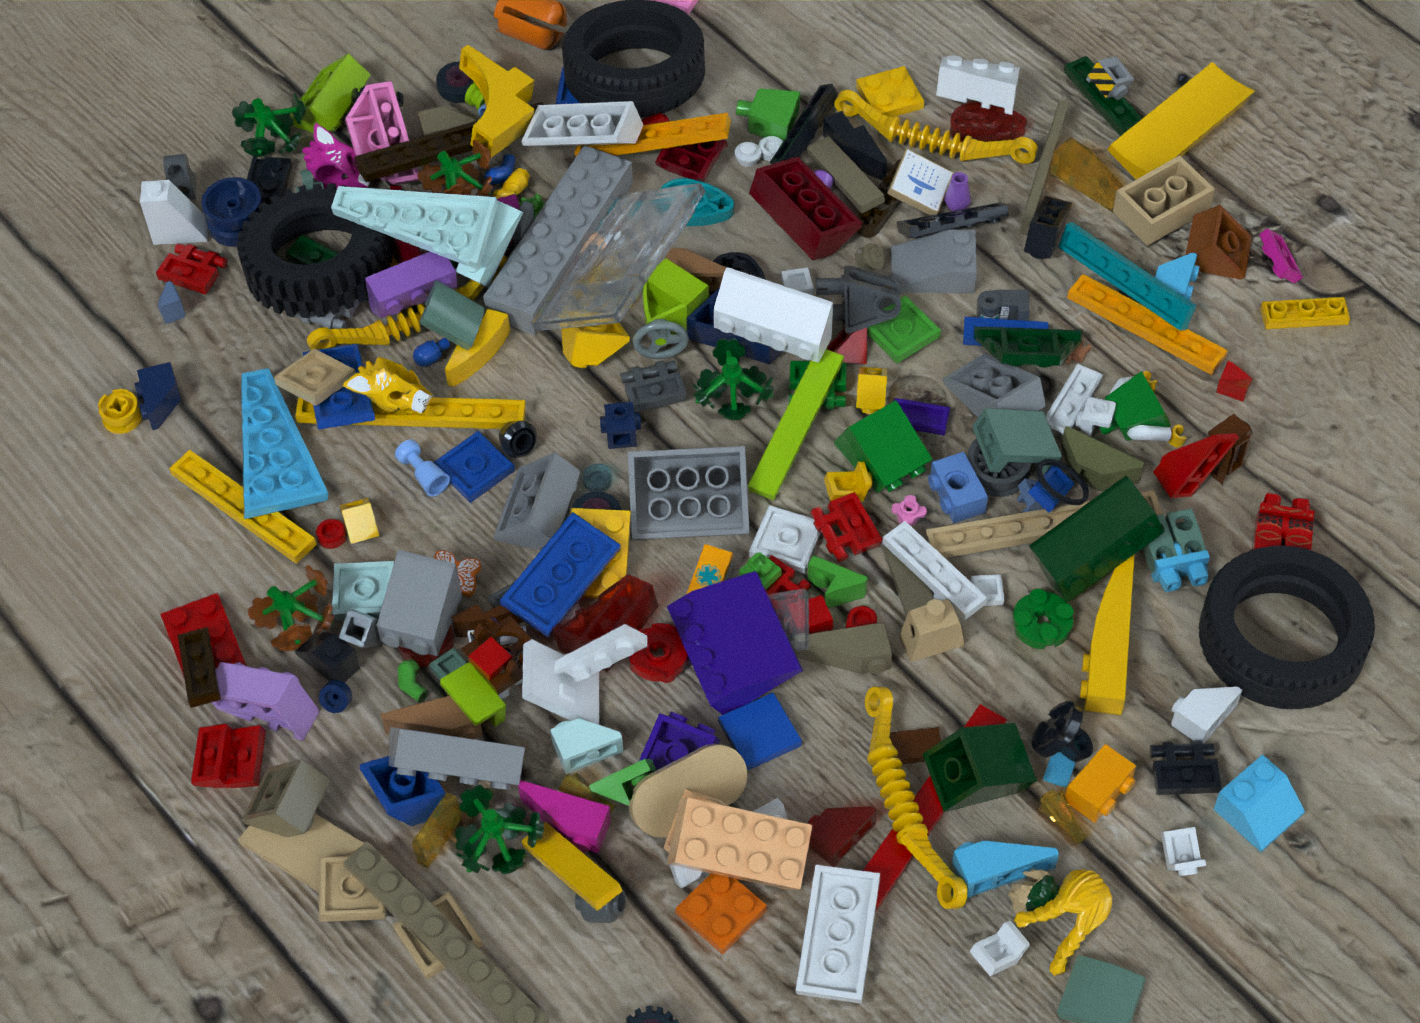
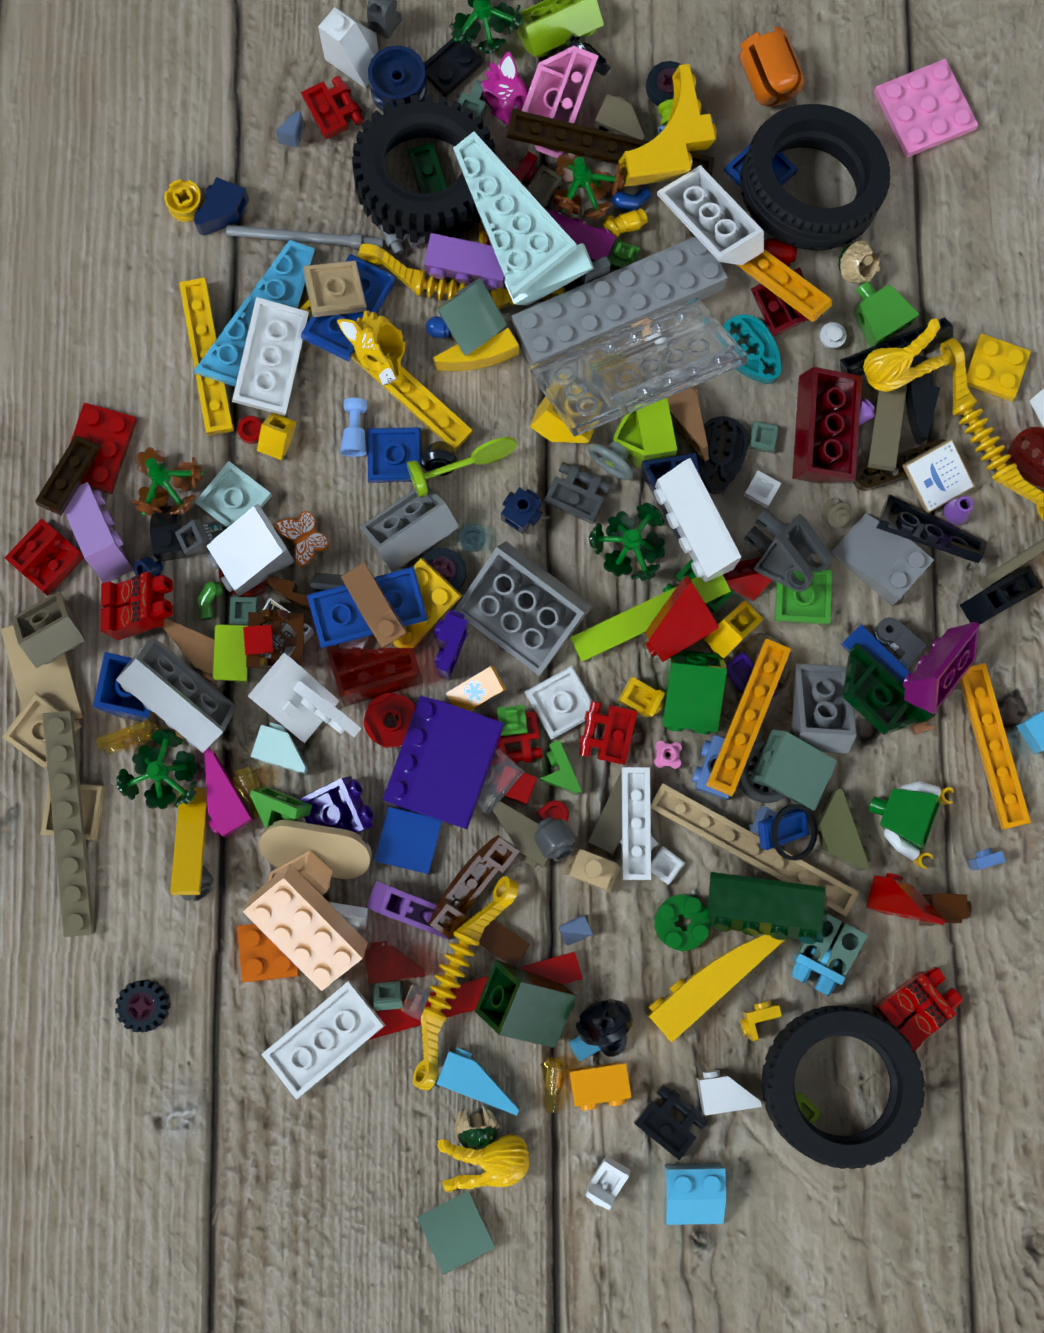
camera: 35 degrees right, 25 degrees up
(297, 343) = (353, 240): none -> light grey bar
(303, 460) = (270, 356): none -> white plate
(353, 719) = (135, 605): none -> red hips
(555, 403) = (484, 454): none -> lime piece
(569, 559) = (374, 605): none -> medium nougat slope
(654, 553) = (450, 638): none -> dark purple plate
(720, 94) = (858, 262): none -> tan piece
(763, 251) = (763, 437): none -> sand green tile
(769, 146) = (855, 342): white tile -> none
(811, 776) = (402, 907): none -> medium lavender slope
(813, 132) = (890, 367): none -> yellow hair
(825, 400) = (679, 622): none -> red slope
(843, 712) = (469, 883): none -> reddish brown slope
(859, 856) = (388, 995): none -> sand green tile
(882, 619) = (555, 839): none -> dark grey head
(888, 836) = (415, 1001): none -> clear tile
(946, 429) = (748, 717): none -> light orange plate
(964, 687) = (575, 930): none -> sand blue slope
(1000, 949) = (418, 1143): white bracket -> none
(1054, 290) = (942, 667): none -> magenta slope
(1072, 398) = (874, 763): white tile -> none
(1097, 413) = (873, 797): white bracket -> none
(1127, 276) = (1015, 695): teal tile -> none
(1169, 641) = (762, 1012): none -> yellow bracket
(1222, 399) = (986, 858): none -> medium blue plate
(1234, 382) = (1013, 849): red slope -> none

